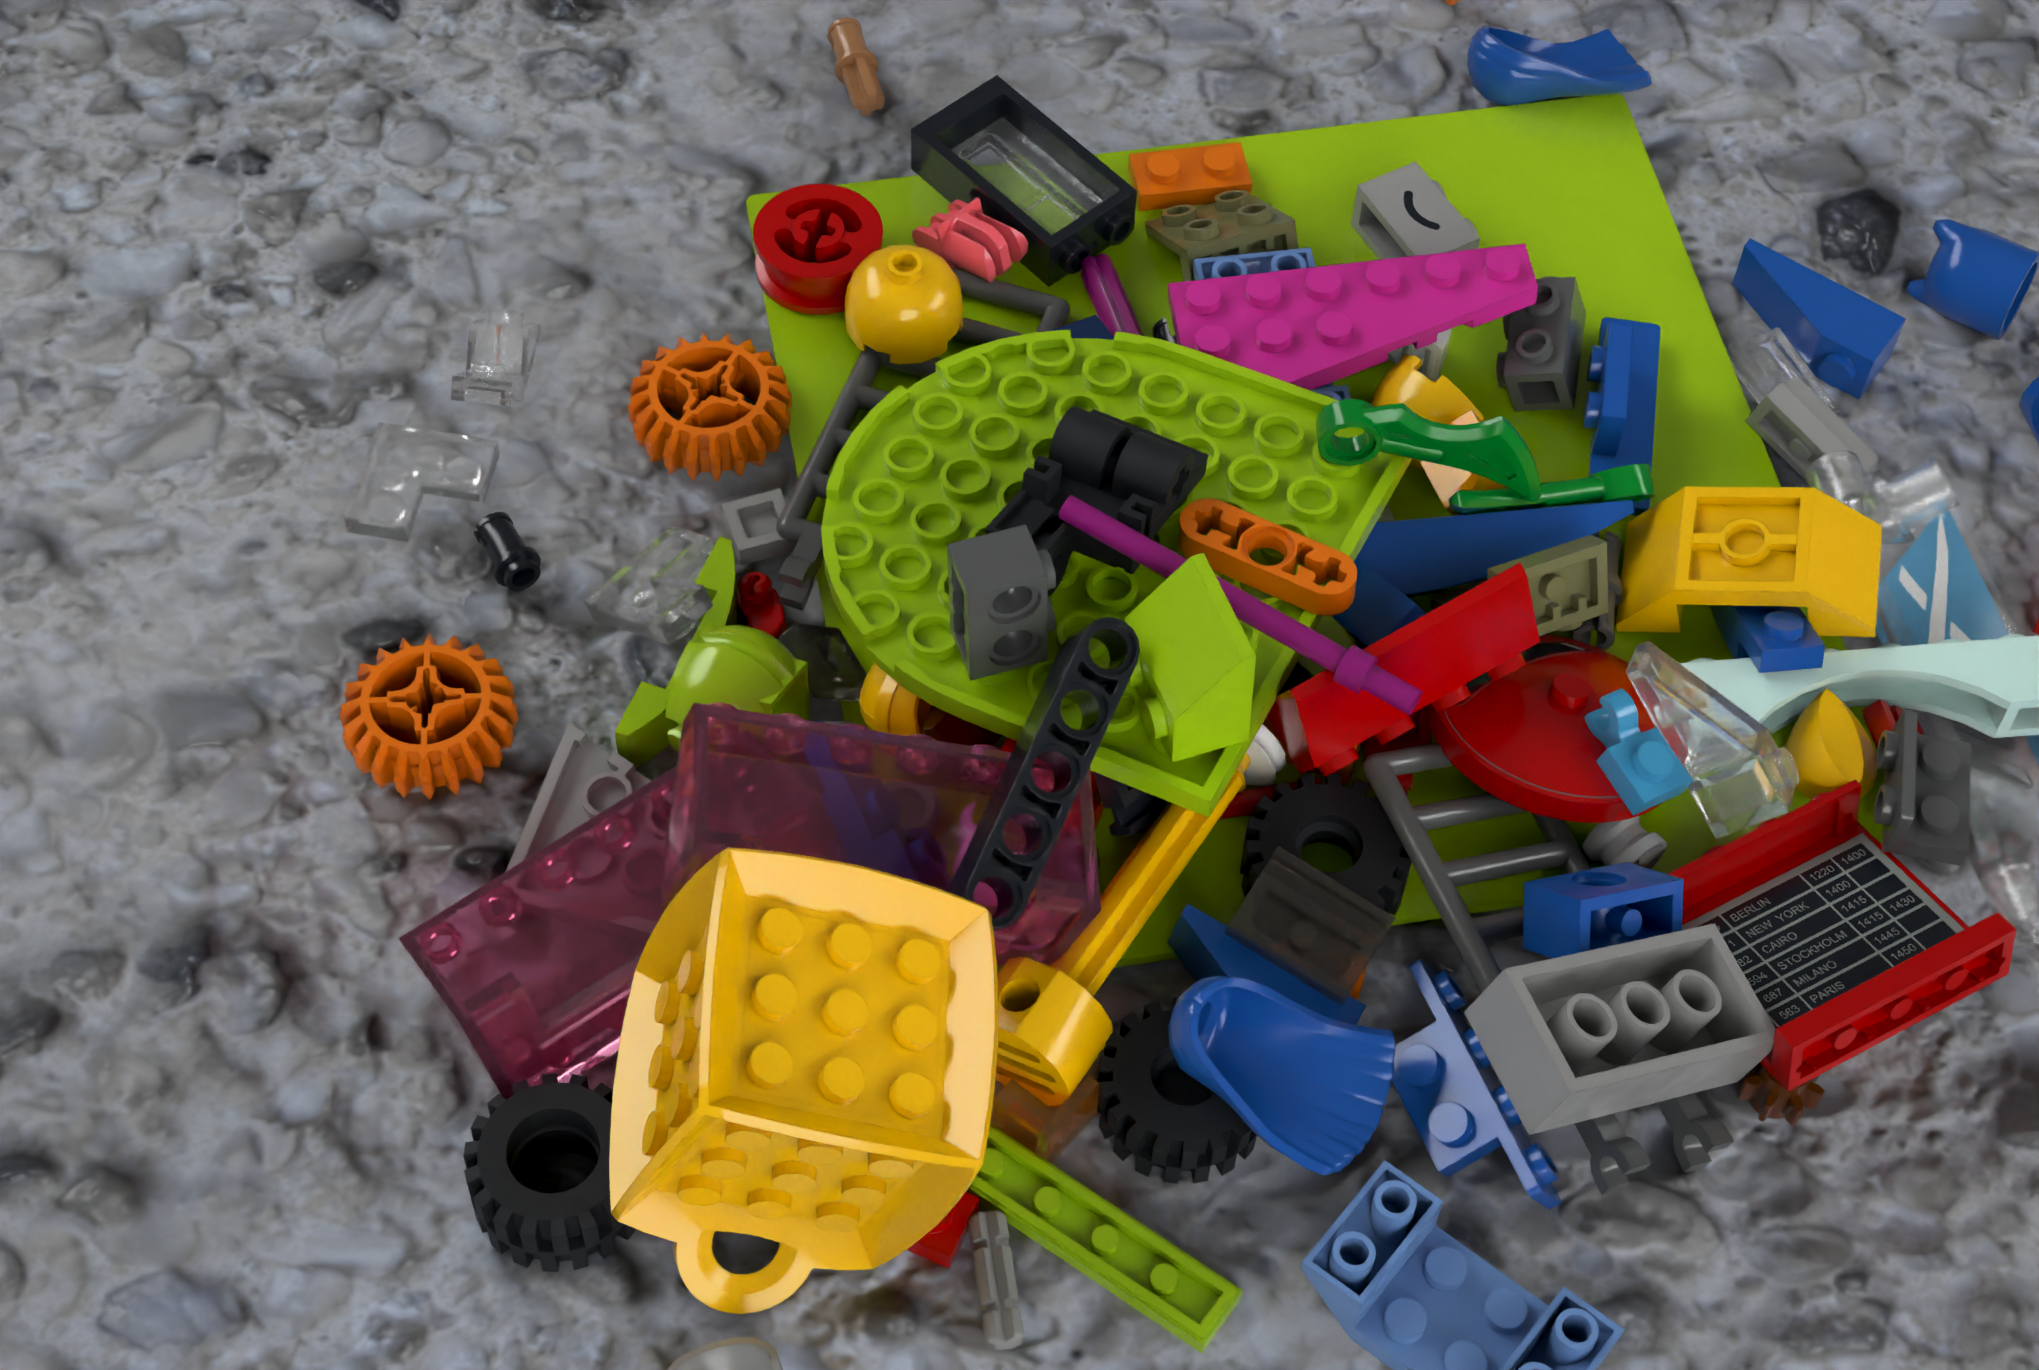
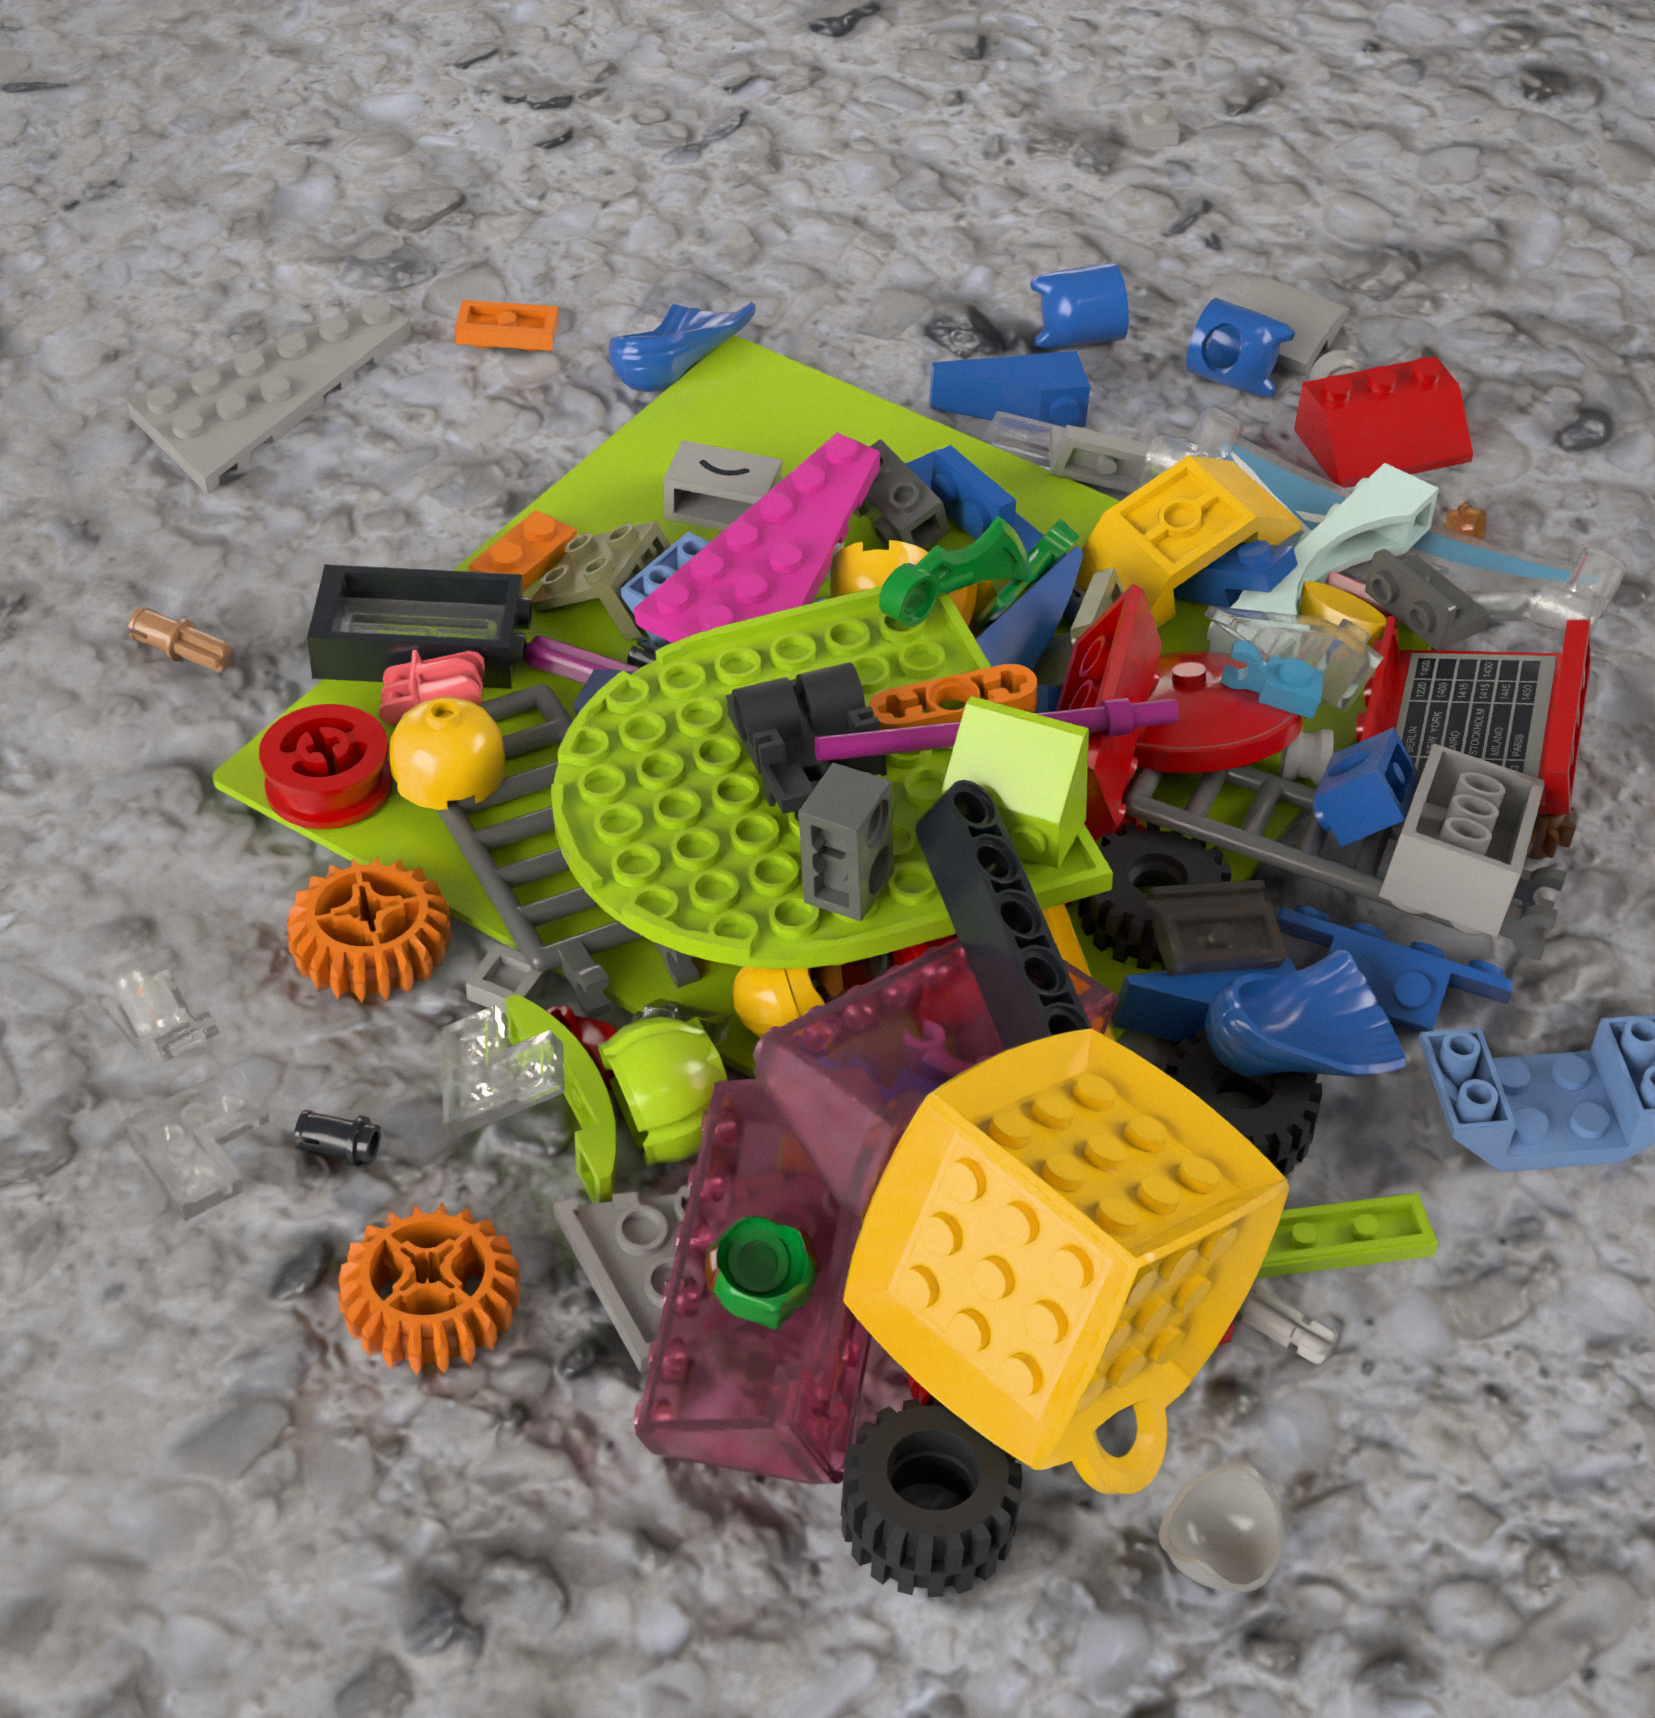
camera: 45 degrees left, 10 degrees down
(612, 895) = (762, 1270): none -> green hair

